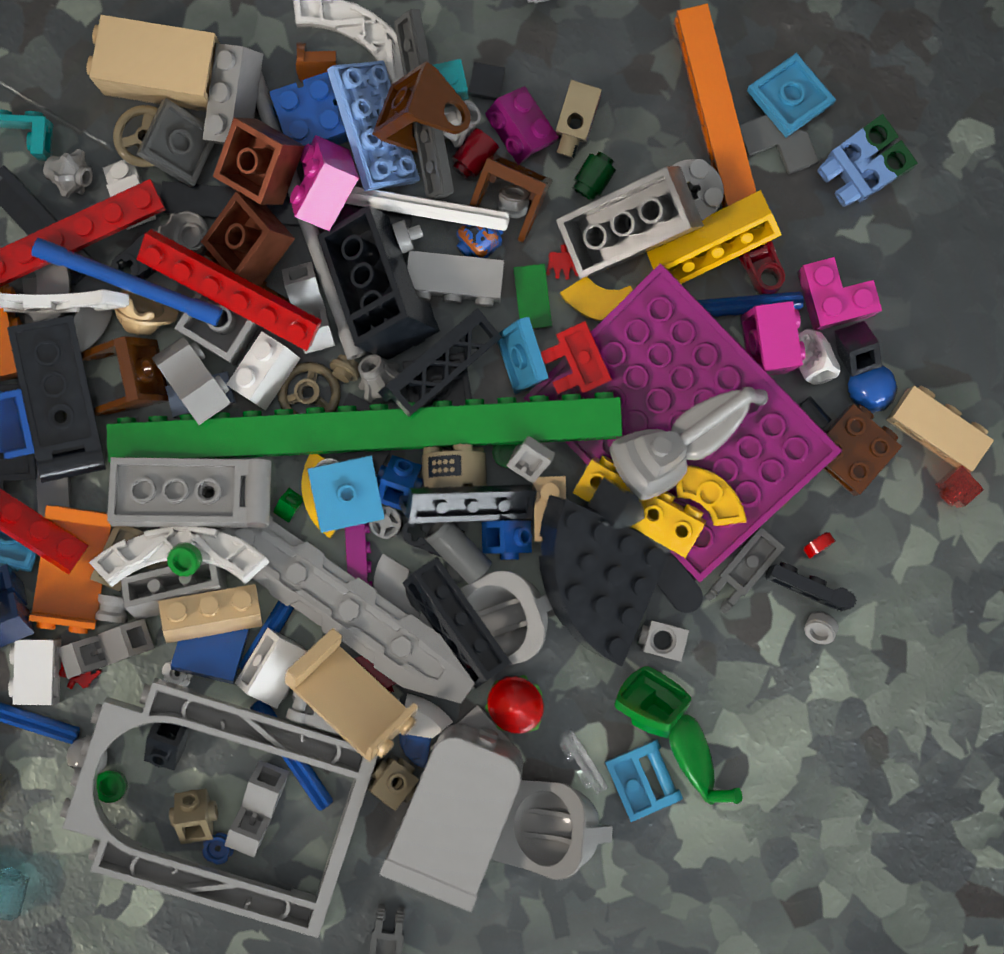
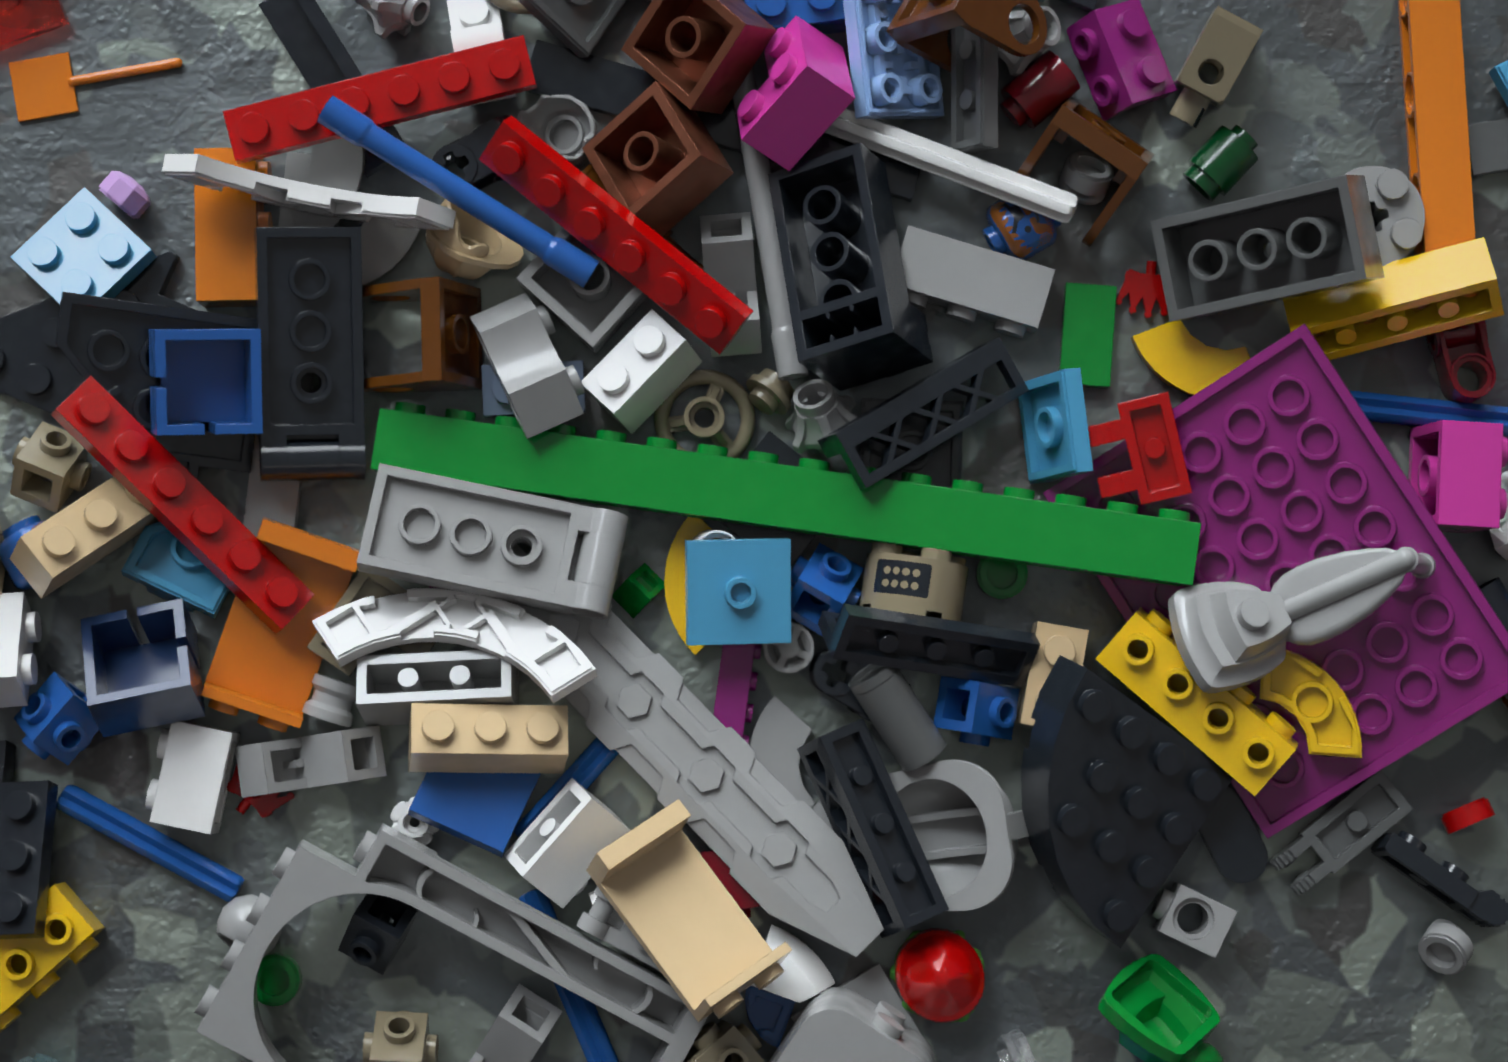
camera: 10 degrees right, 0 degrees up
(184, 559) = (465, 646): green tile -> none
(405, 235) = (908, 200): light grey tile -> none
(530, 459) = (1040, 593): light grey bracket -> none
(617, 504) = (1164, 692): black tile -> none

